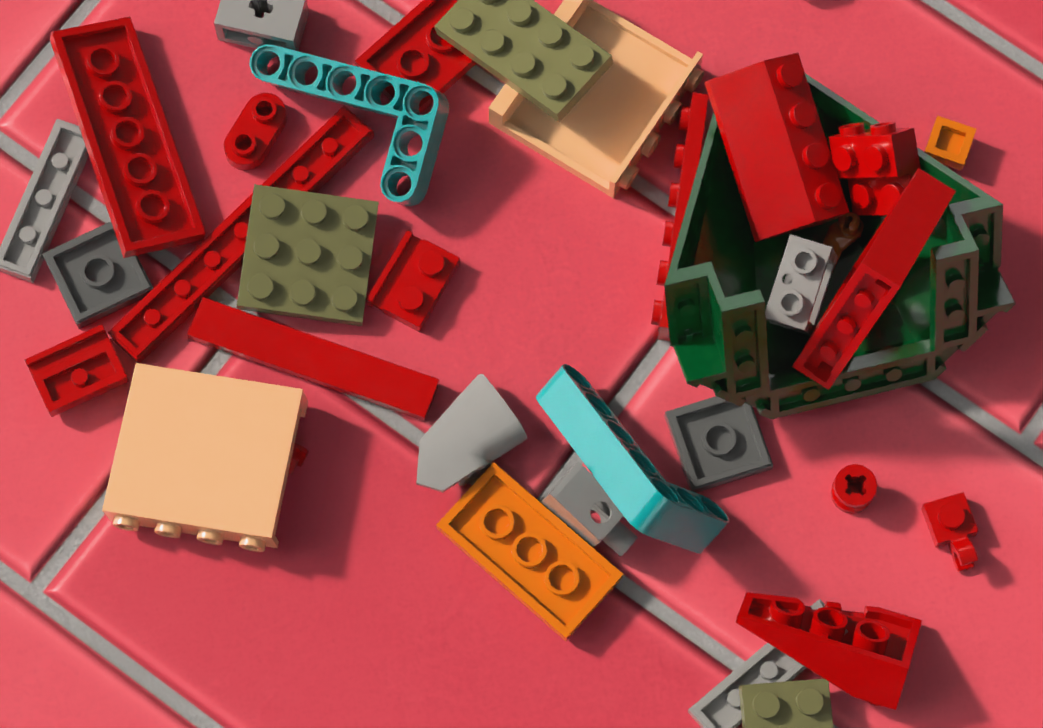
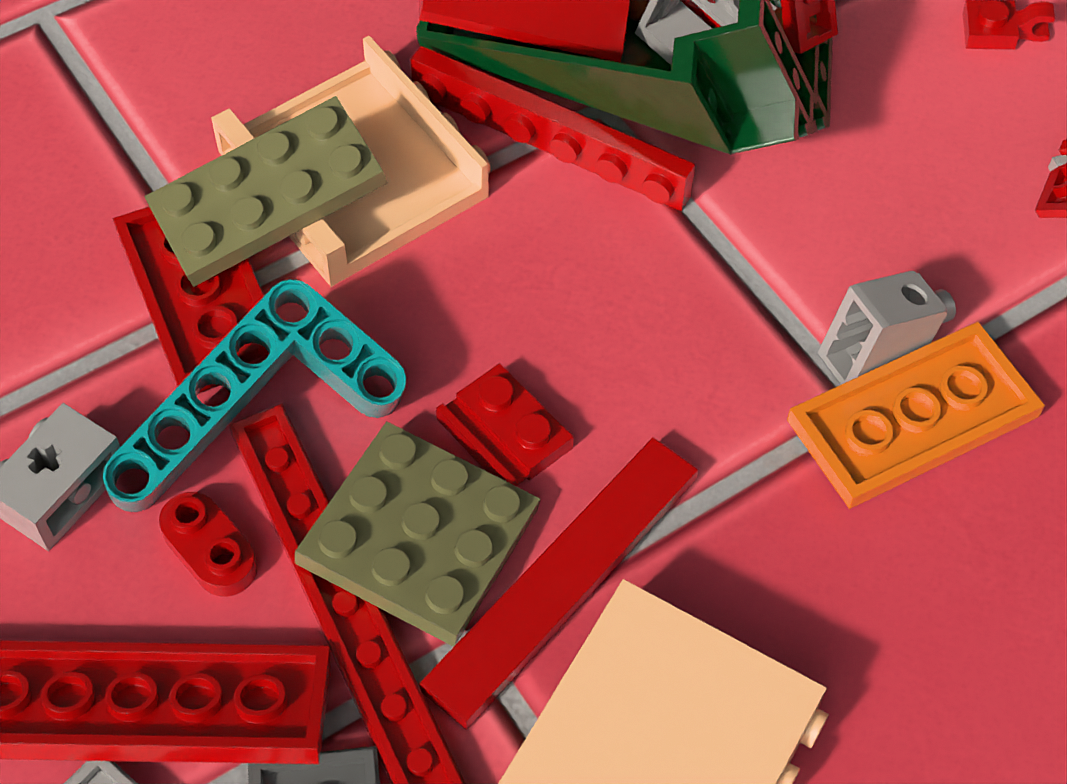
camera: 70 degrees left, 15 degrees down
(467, 438) = (745, 424): light grey panel -> none
(624, 469) = (834, 263): beam -> none
(717, 442) = (831, 191): dark grey tile -> none
(849, 496) = (933, 85): red wheel -> none

